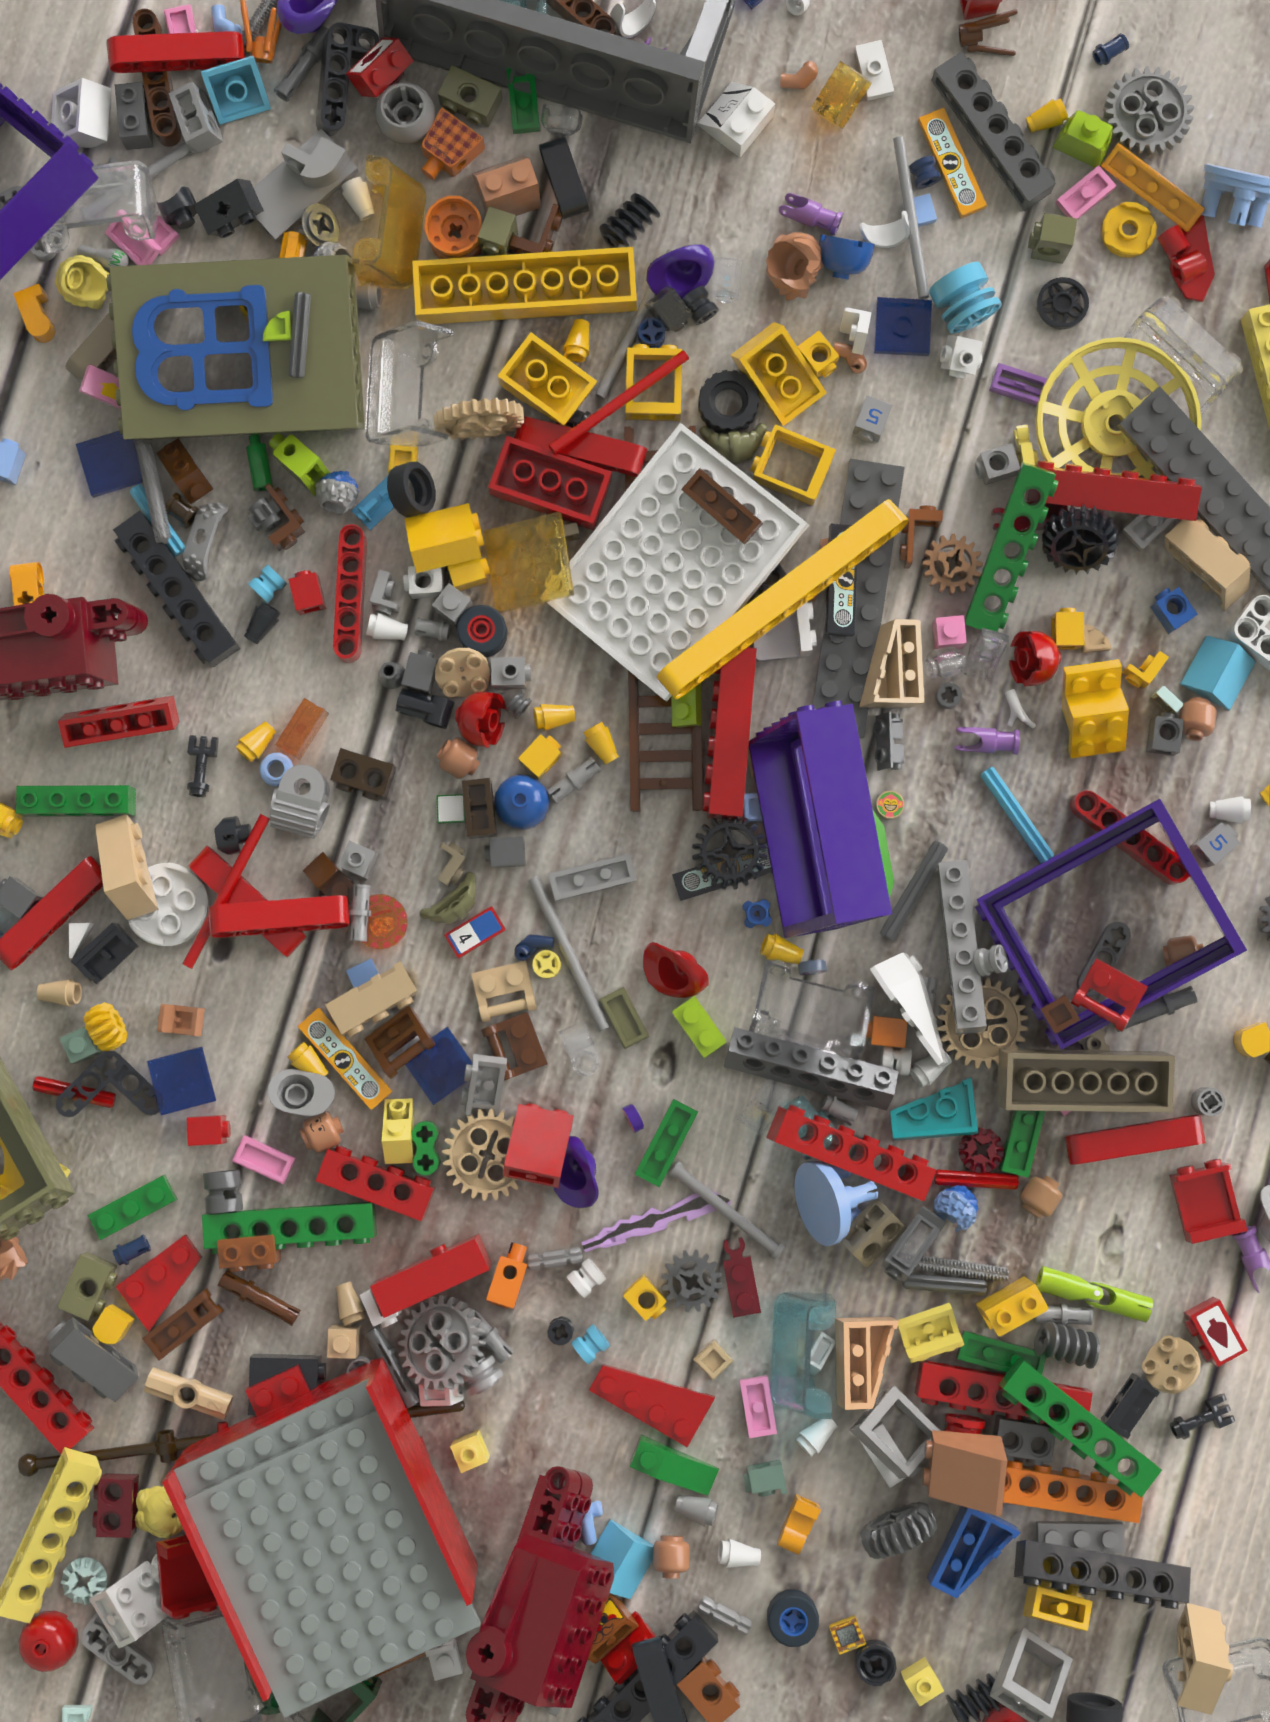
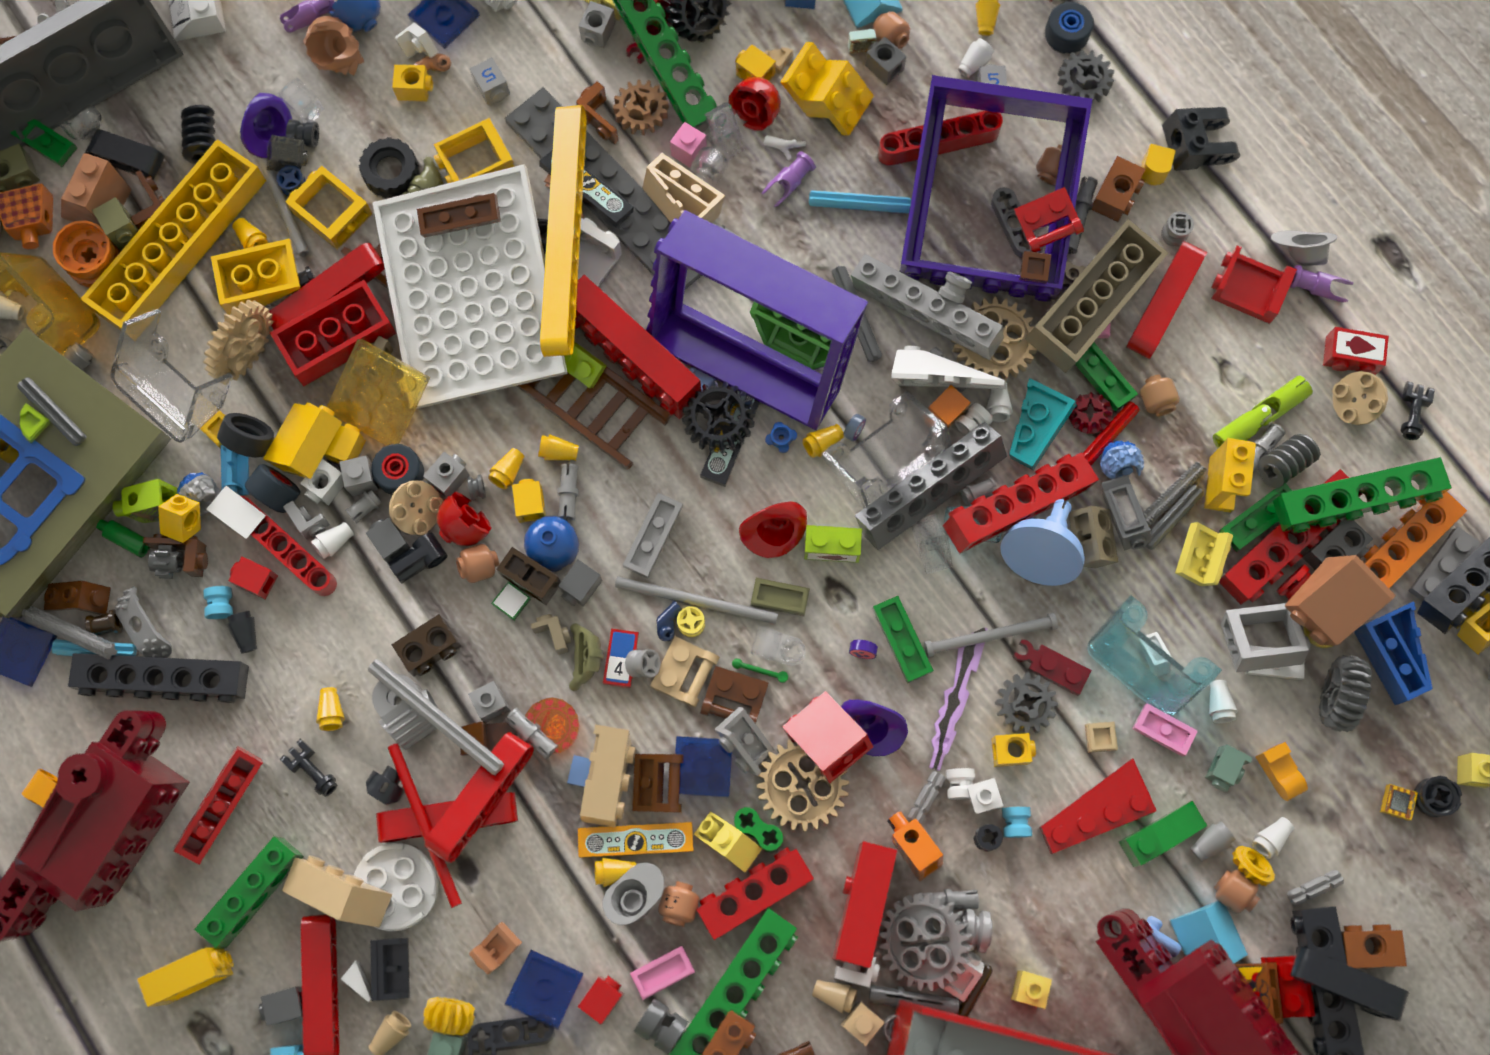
camera: 55 degrees left, 10 degrees down
(267, 761) = (353, 713): light blue piece -> none
(302, 729) = (351, 666): clear orange panel -> none
(304, 498) = (179, 518): none -> yellow brick
(310, 804) = (436, 717): none -> light grey axle
(345, 537) = (236, 512): none -> white sticker
(387, 546) = (272, 488): none -> black wheel
(393, 681) = (372, 568): dark grey cone -> none
(482, 954) = (642, 663): none -> light grey wheel
(561, 1069) = (782, 676): none -> green hinge
(589, 1304) = (985, 796): none -> white bracket
(618, 402) = (318, 236): red piece -> none
(701, 1565) = (1253, 865): none -> yellow gear
(779, 372) = (400, 115): yellow slope -> none
(797, 1627) = (1367, 833): black wheel -> none
(860, 1358) = (1186, 621): light nougat wedge -> none
(942, 703) = (736, 190): dark grey bush -> none
(1129, 1405) = (1364, 449): black hinge -> none
(1150, 668) = (830, 39): yellow bracket -> none
(1220, 1017) = (1121, 175): none -> dark orange brick

